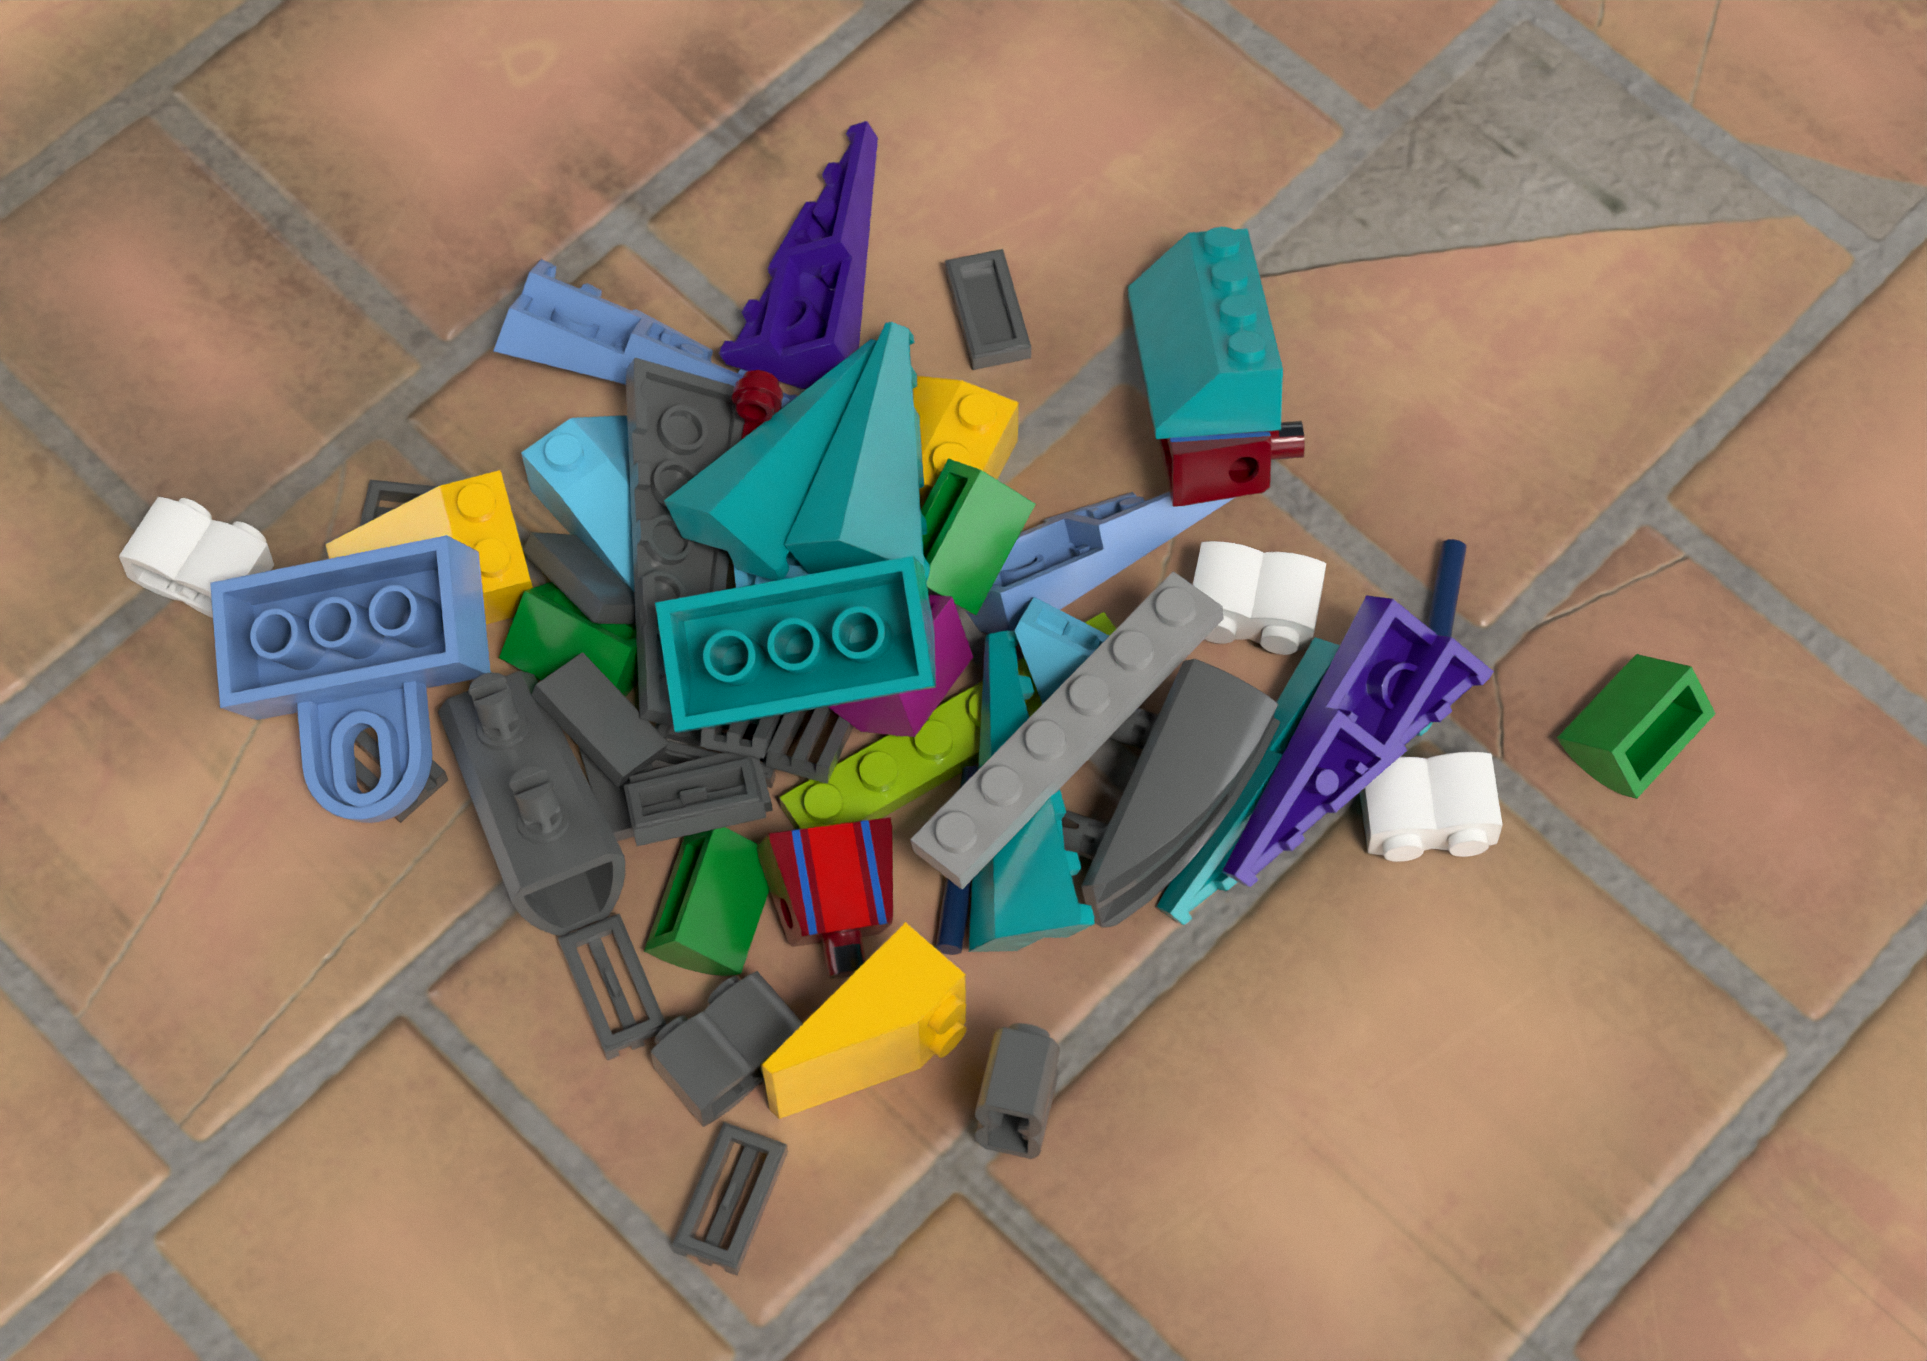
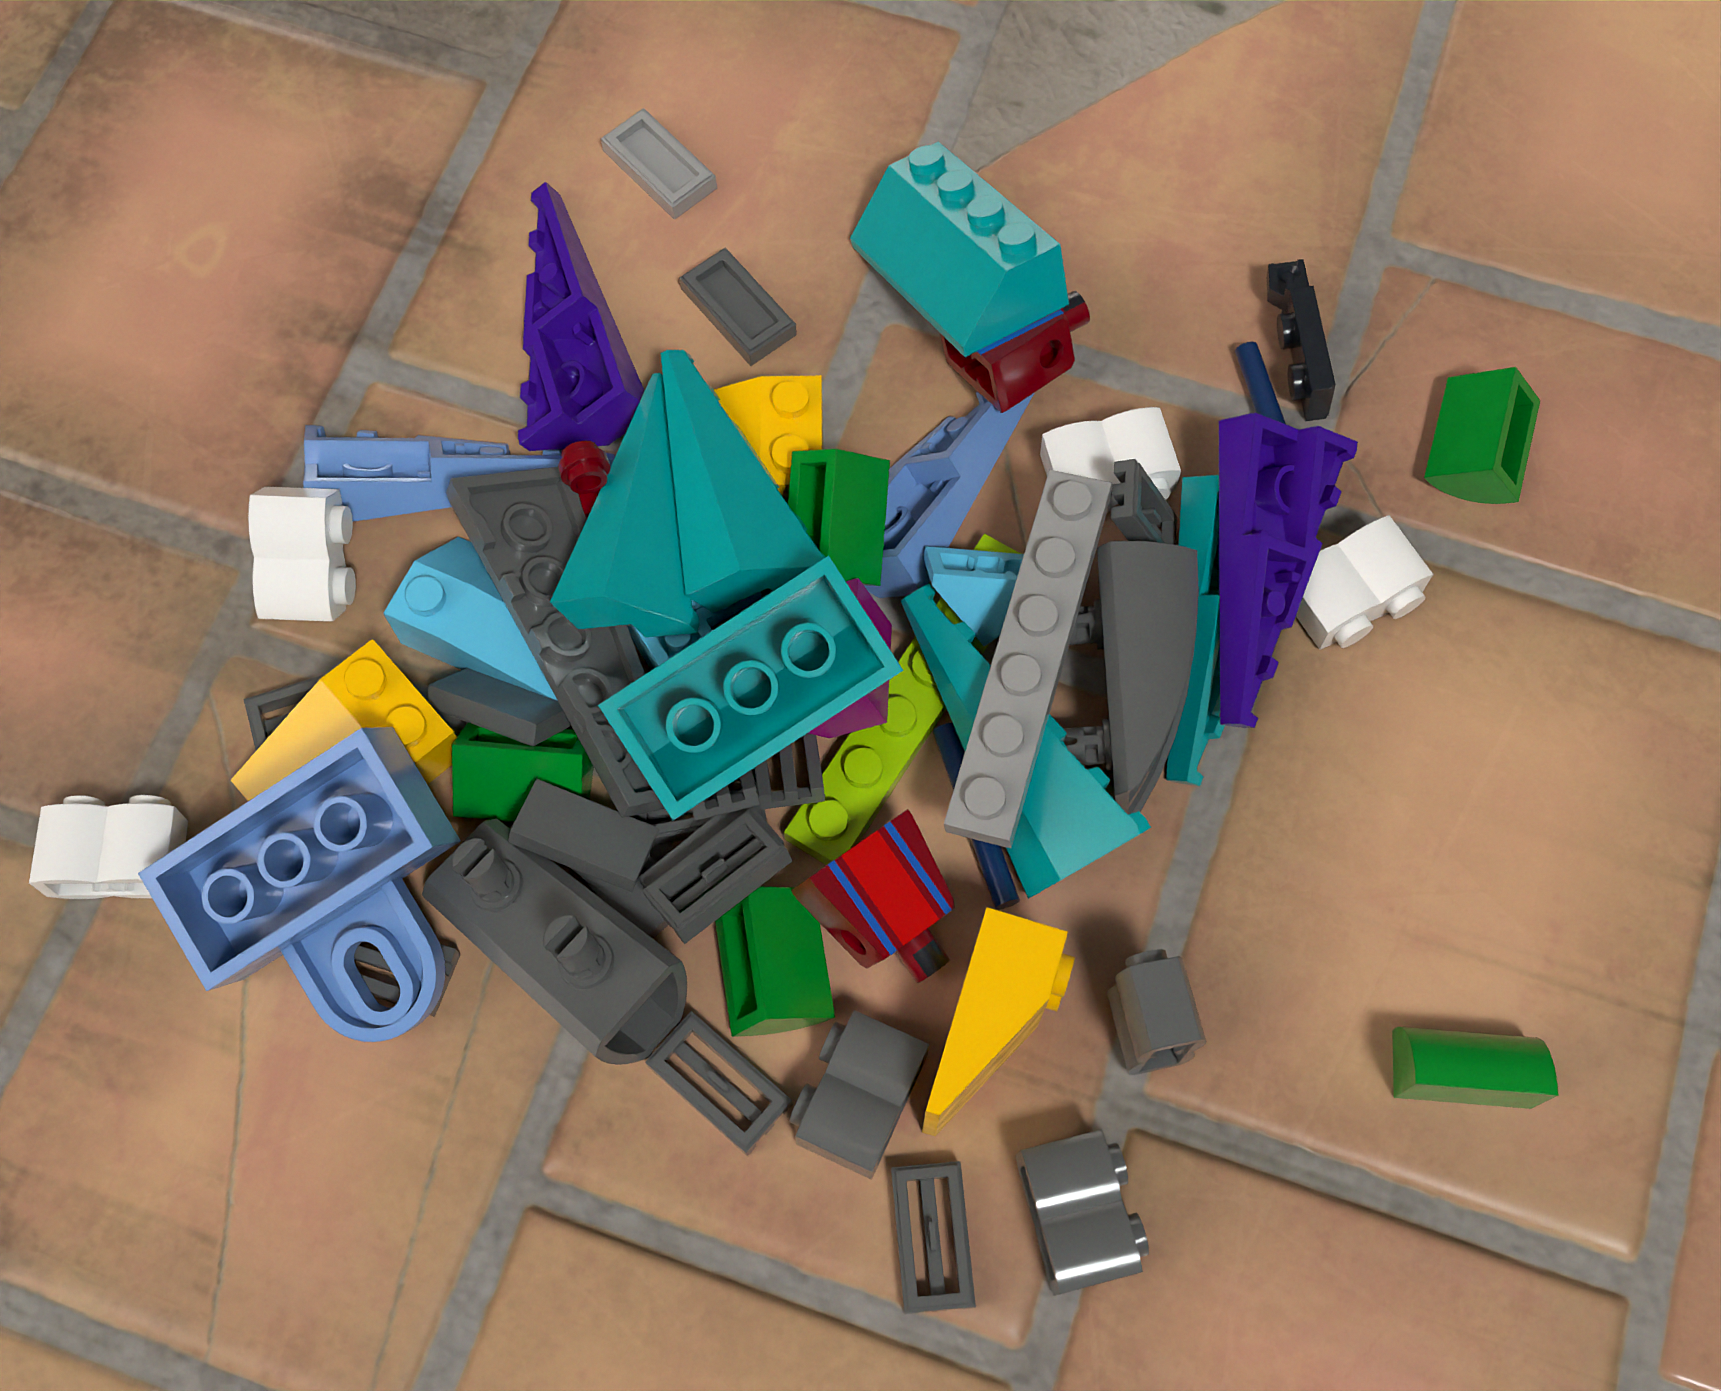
camera: 25 degrees left, 5 degrees up
(477, 371) = (300, 553): none -> white brick
(866, 1232) = (1081, 1212): none -> dark grey brick
(984, 145) = (659, 163): none -> light grey tile
(1238, 653) = (1141, 506): none -> dark grey tile
(1288, 1276) = (1472, 1068): none -> green brick
(1510, 552) = (1302, 332): none -> black hinge

